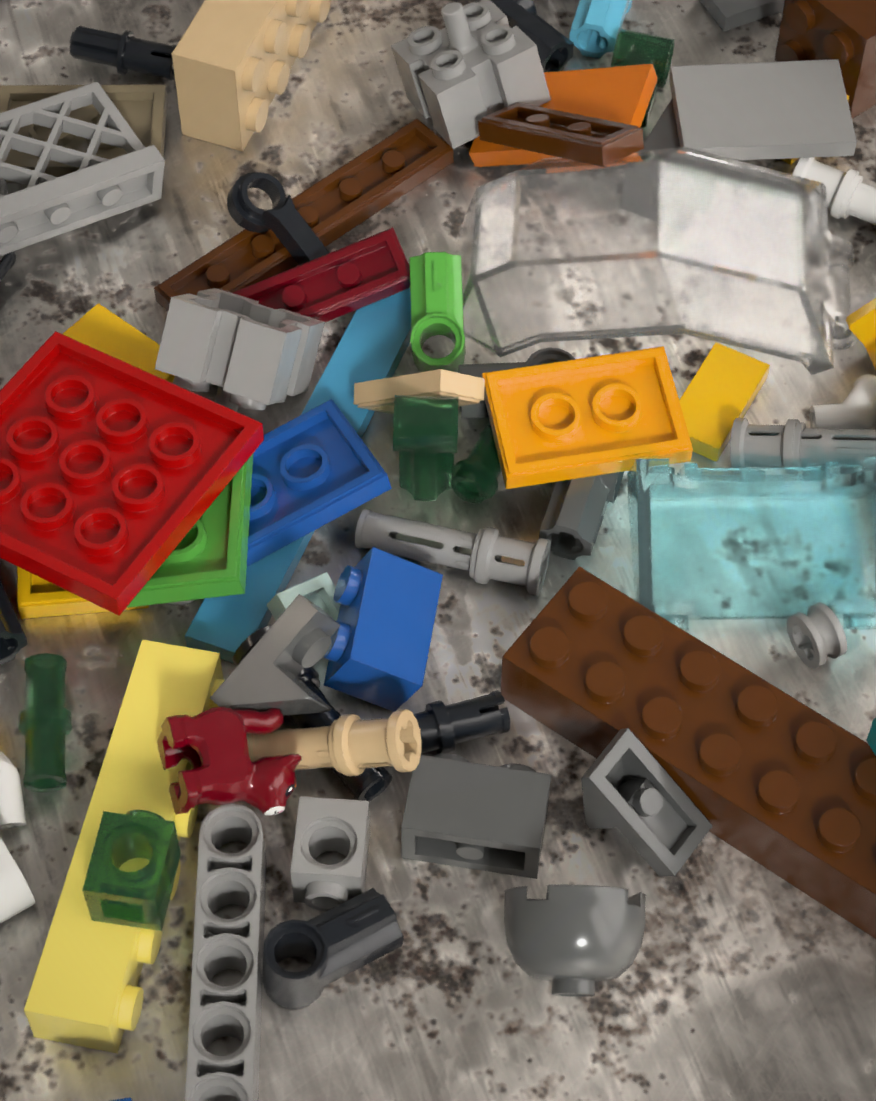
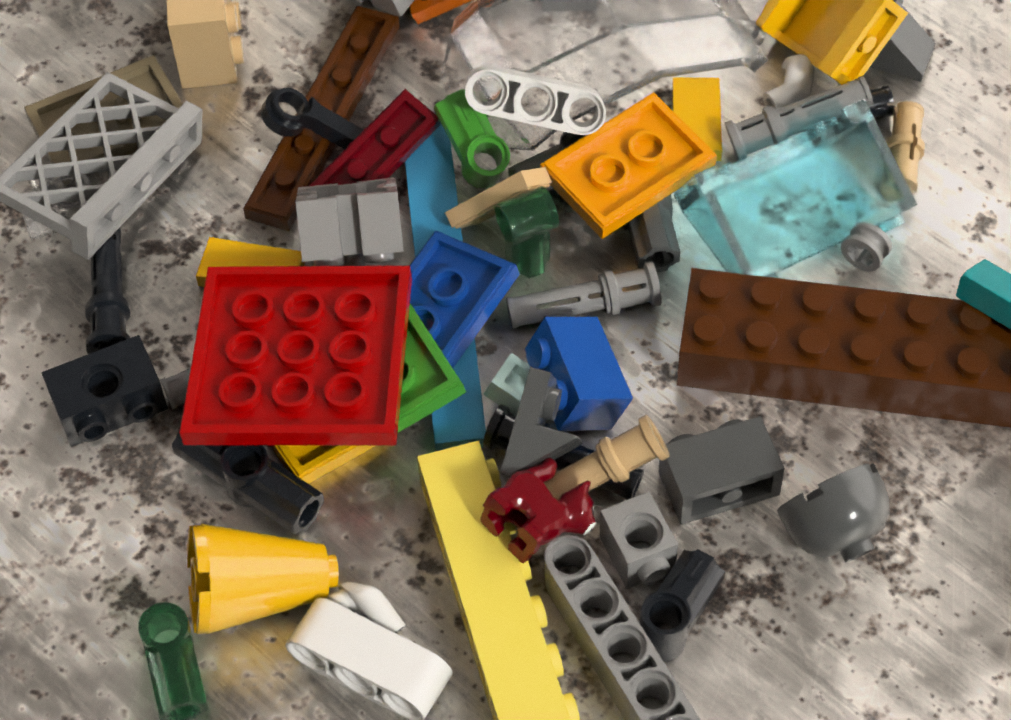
camera: 25 degrees left, 0 degrees up
(45, 723) = (375, 549): clear green pin -> none
(123, 52) = (101, 44): black axle -> none
(138, 896) = (532, 631): clear green brick -> none
(460, 722) = (670, 409): black pin -> none
(477, 474) = (568, 241): clear green pin -> none
(484, 295) = (555, 113): none -> white beam
(644, 803) = (830, 408): dark grey slope -> none

